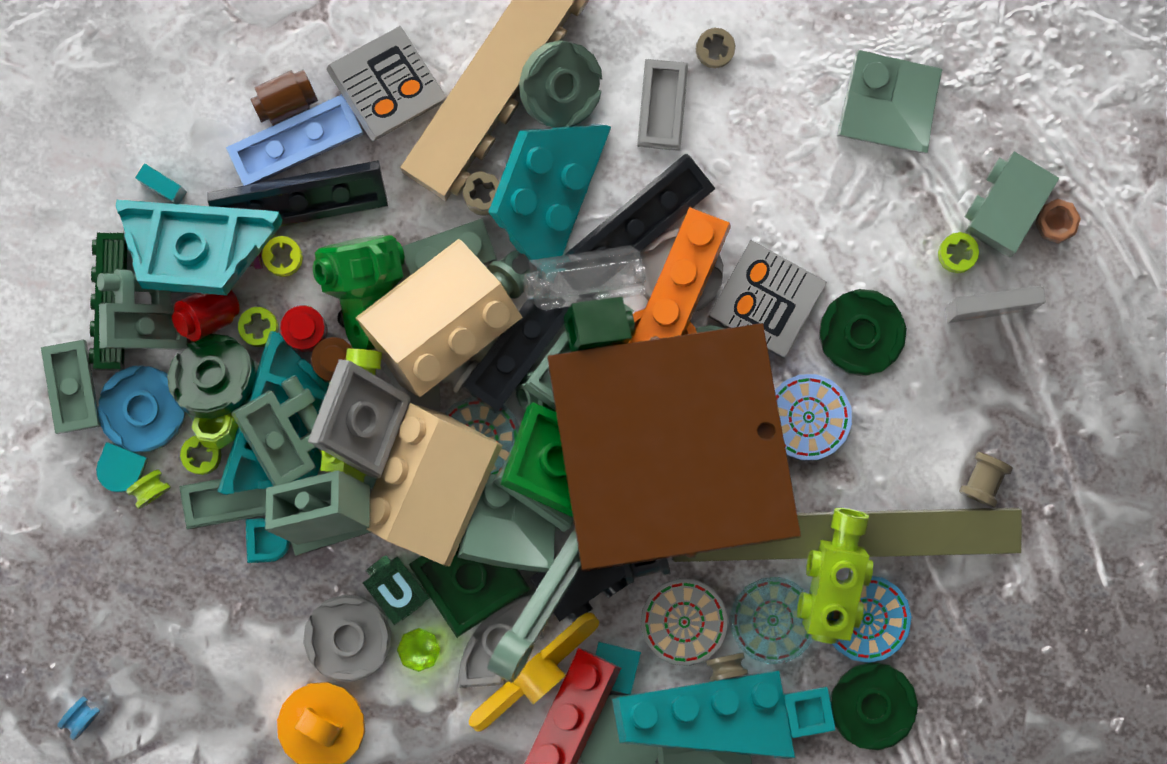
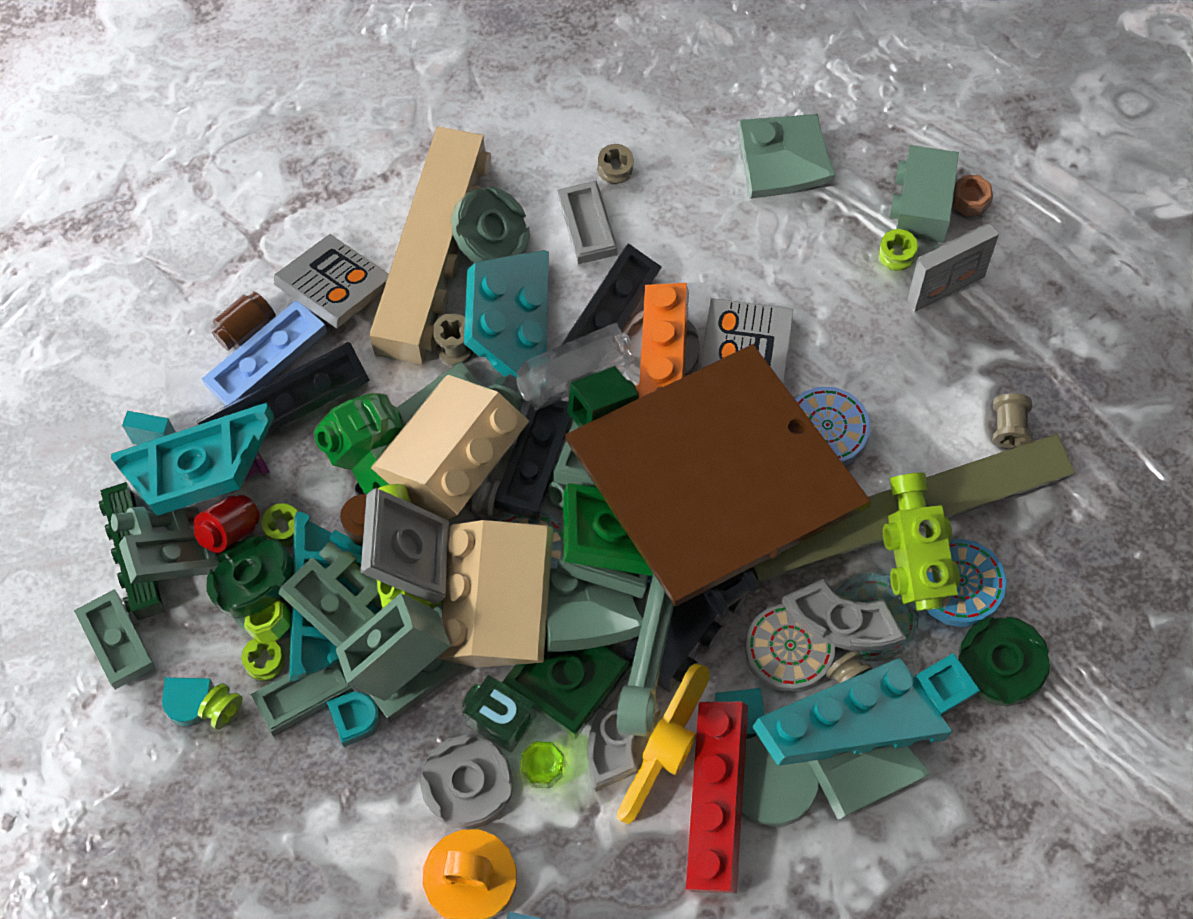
camera: 20 degrees left, 20 degrees down
(139, 409) = (191, 638): dark azure tile -> none
(296, 255) = (279, 445): neon yellow bush -> none
(303, 328) = (323, 502): red brick -> none
(739, 619) = (843, 621): none -> light grey tile
(862, 332) = (843, 342): dark green tile -> none

